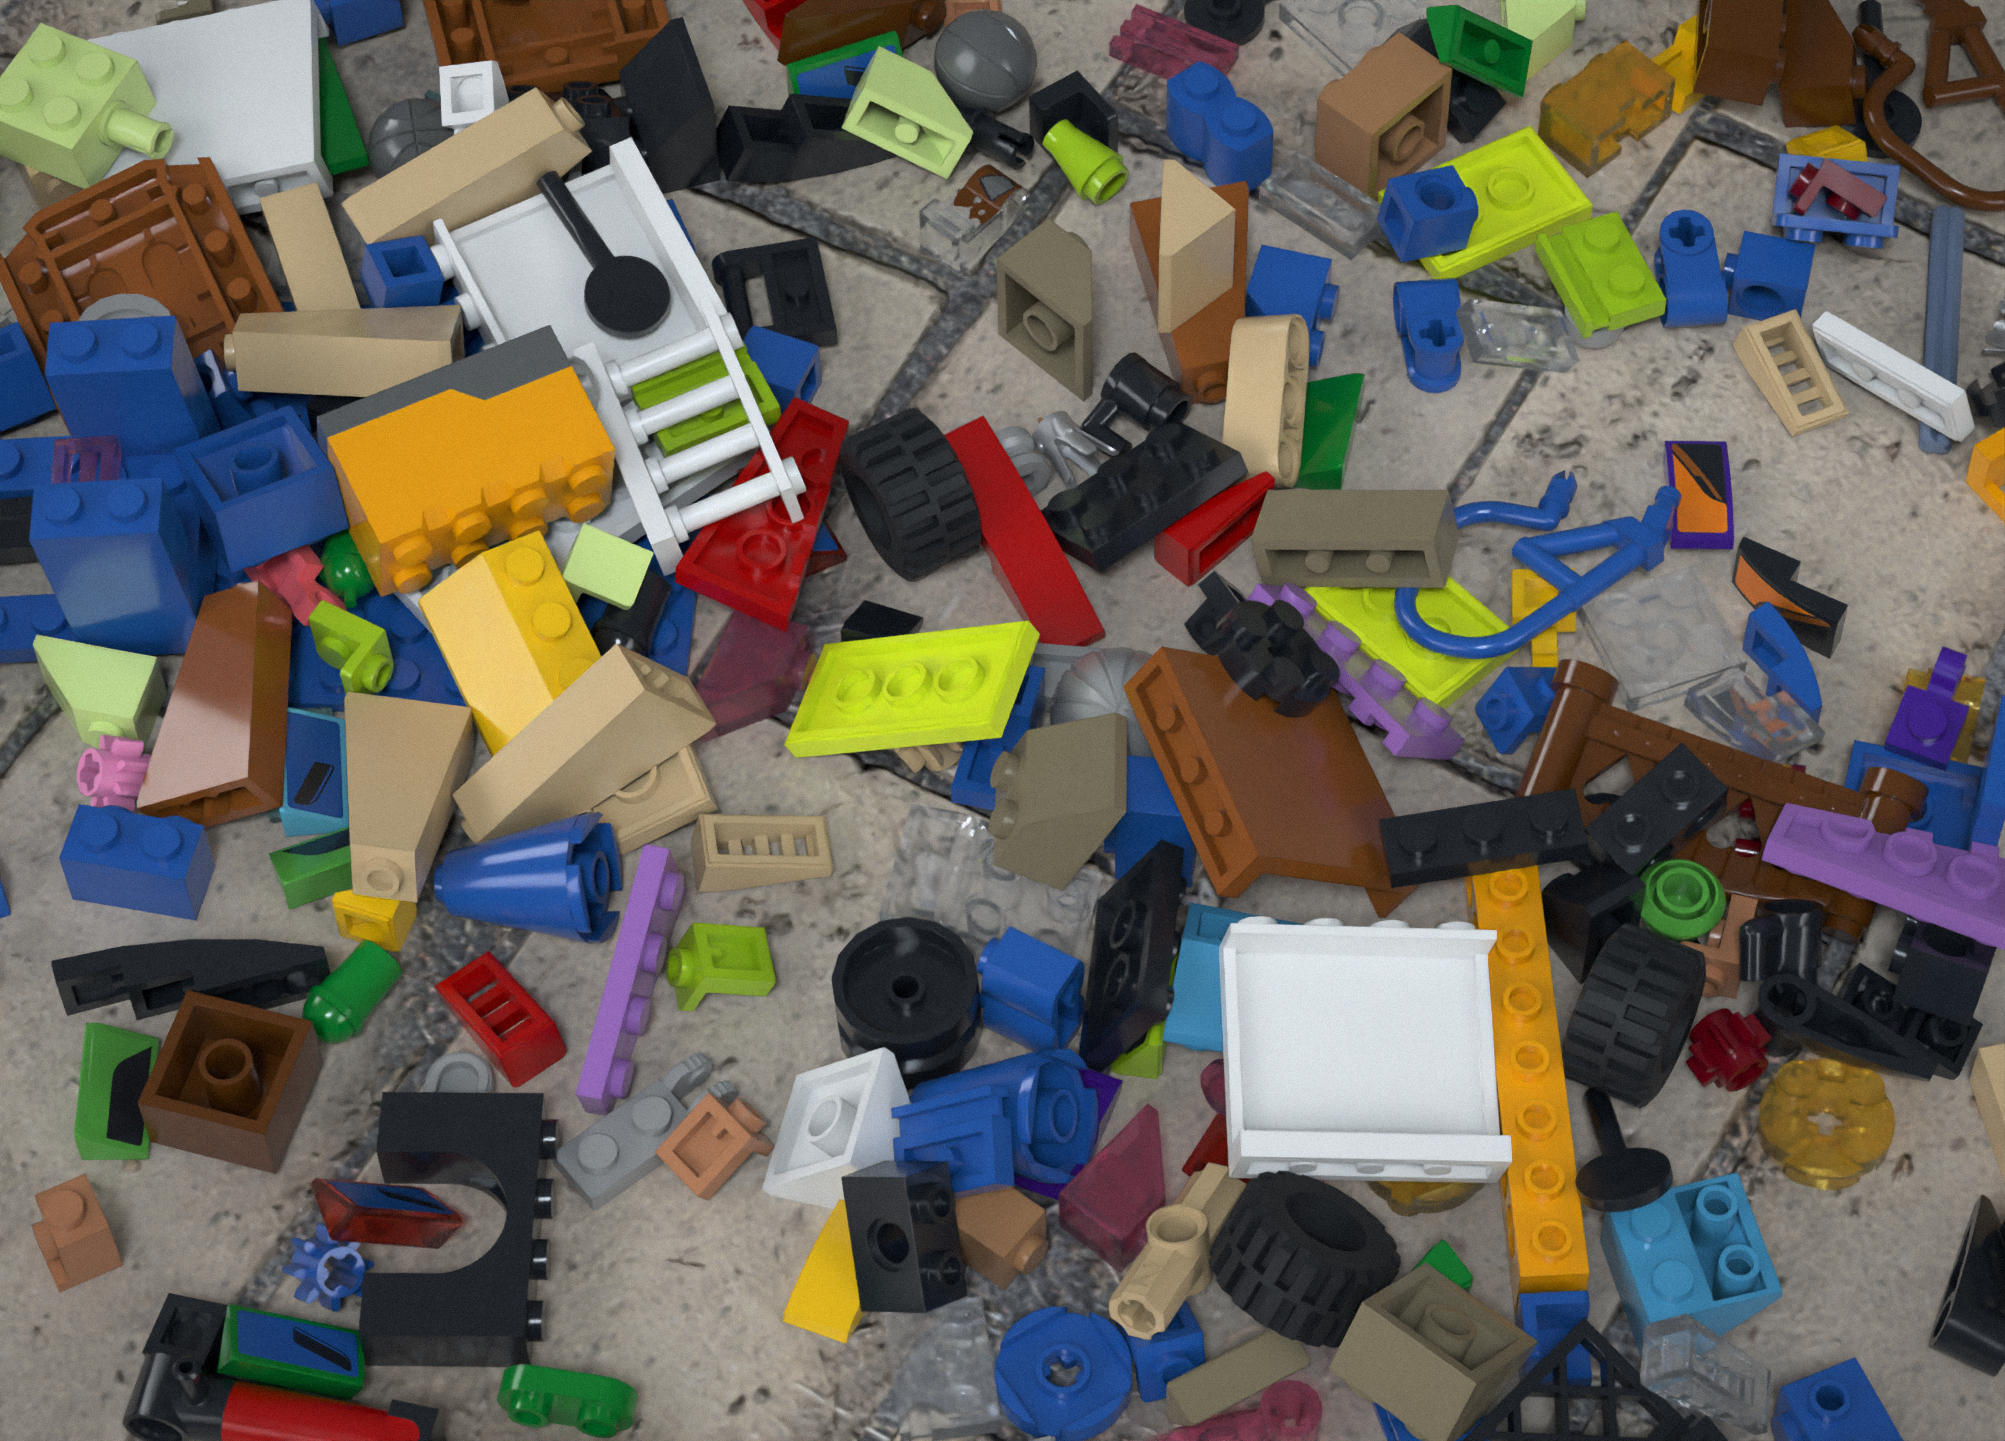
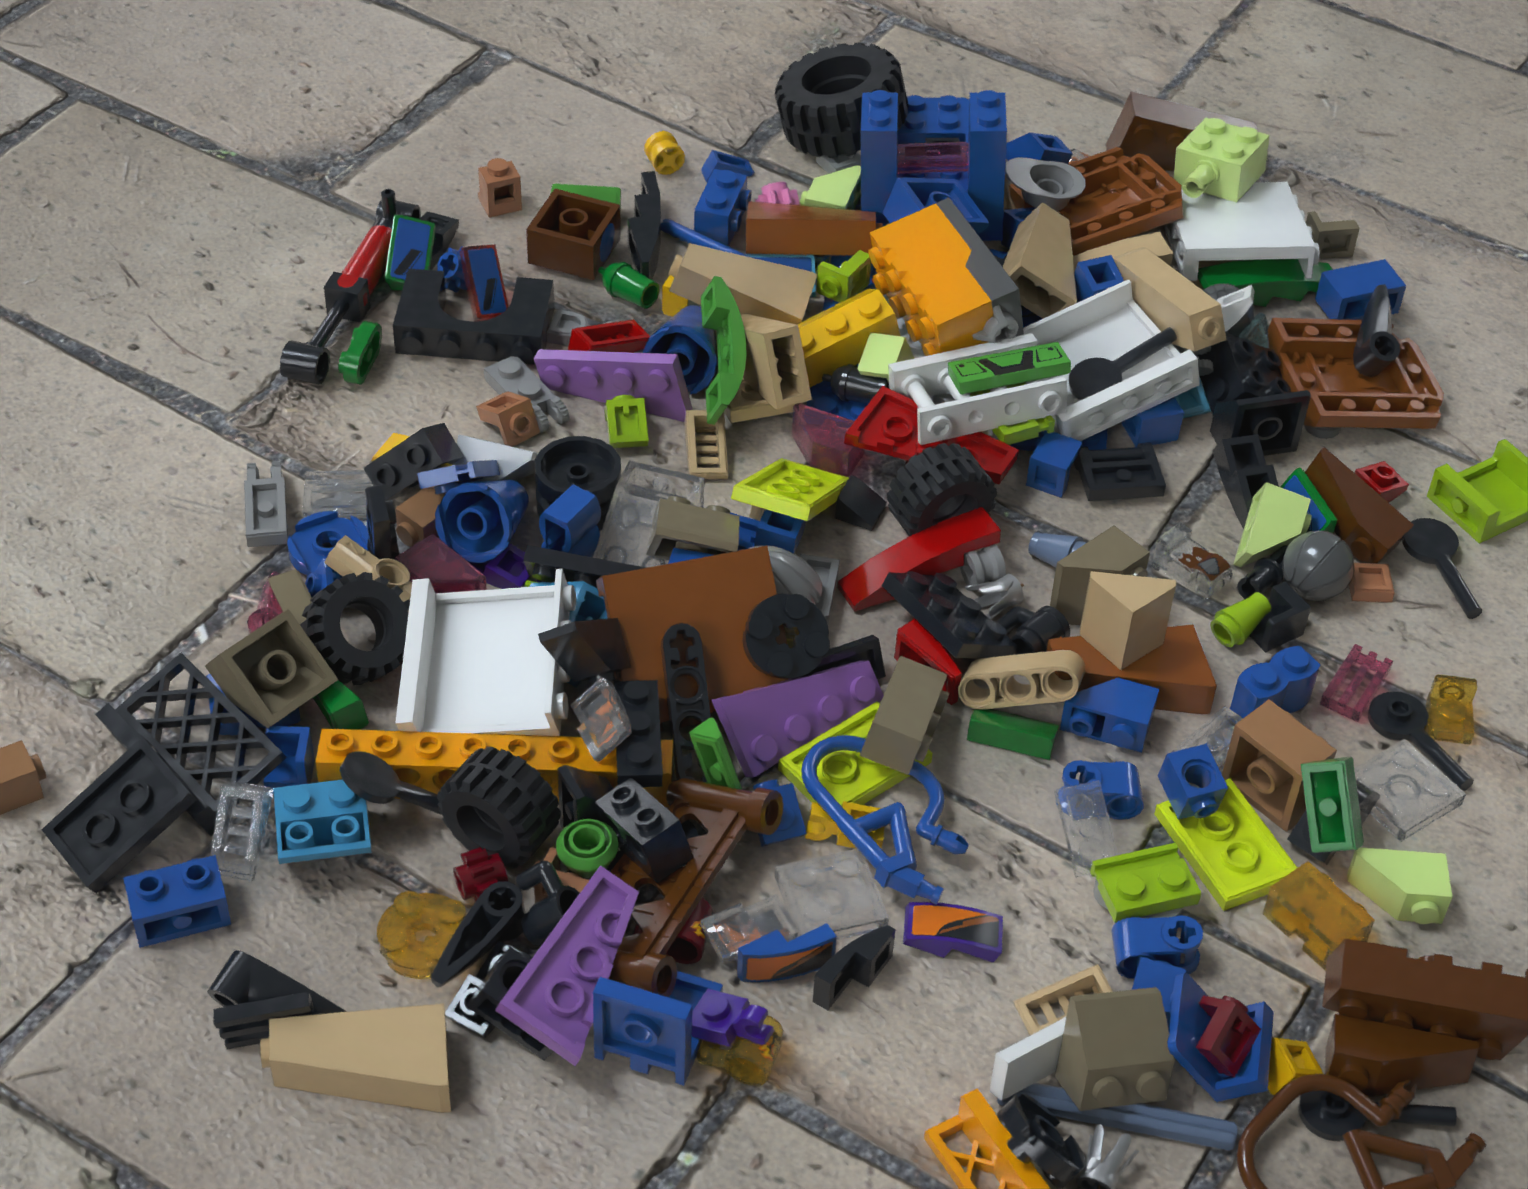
camera: 90 degrees right, 10 degrees down
(257, 857) = (693, 237): none -> blue bar
(614, 781) = (723, 315): none -> bright green slope
(664, 378) = (1009, 368): none -> bright green tile
(965, 370) = (1053, 547): none -> sand blue cone
(1095, 1246) = (380, 523): none -> black hinge
(1337, 784) = (679, 707): none -> black beam
(1360, 884) = (588, 649): none -> black slope
(1485, 871) = (601, 718): none -> clear slope
(1498, 746) = (714, 755): none -> bright green slope
(1900, 297) = (1115, 1049): none -> dark tan slope

